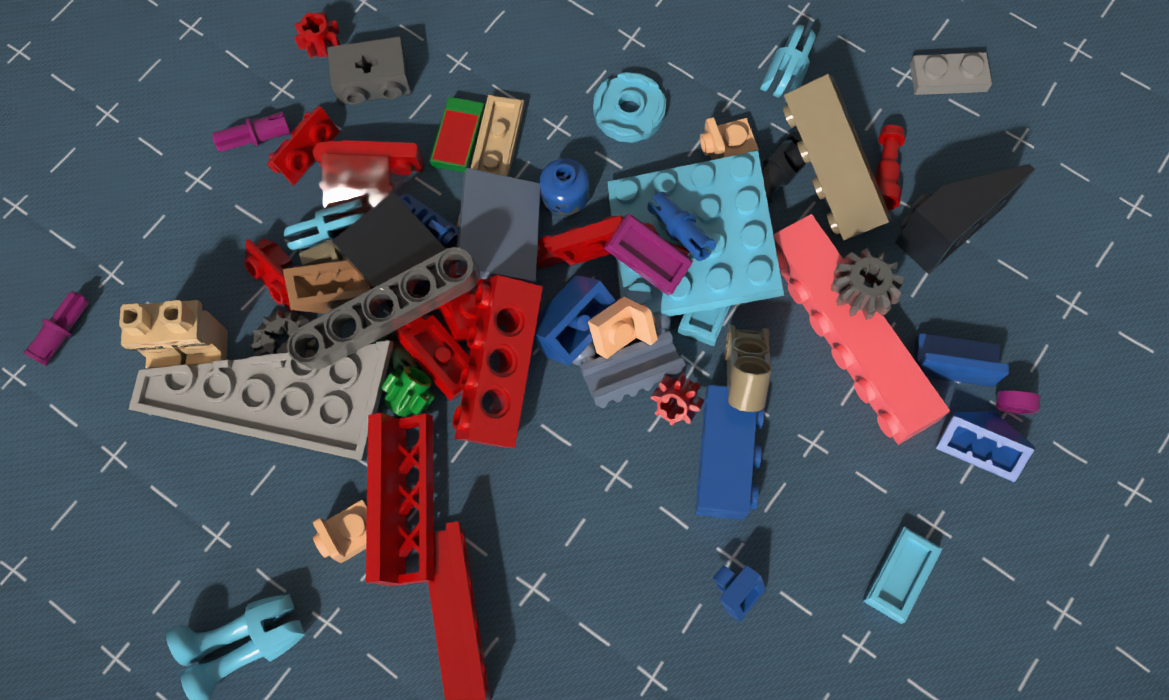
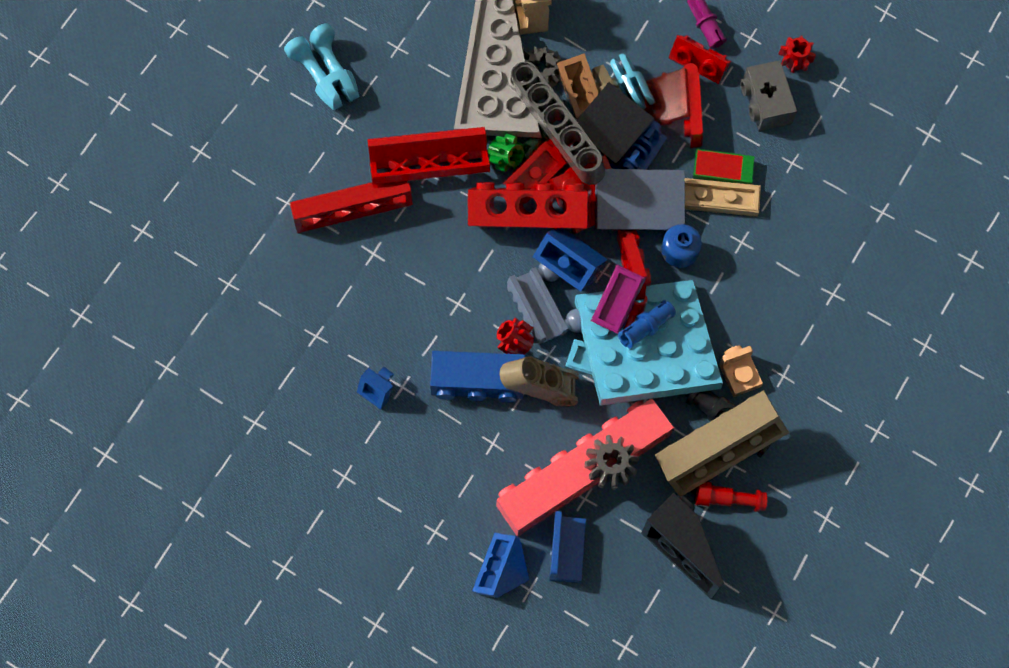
camera: 80 degrees right, 0 degrees up
(266, 263) = (599, 47): red hinge -> none
(343, 533) = (400, 121): light nougat bracket -> none
(621, 325) = (565, 289): light nougat bracket -> none
(625, 125) = (757, 309): medium azure tile -> none
(790, 62) = (817, 416): medium azure arm -> none
(902, 575) = (396, 505): medium azure tile -> none
(950, 73) = (829, 553): light grey plate -> none
(1018, 402) = (533, 591): magenta tile -> none

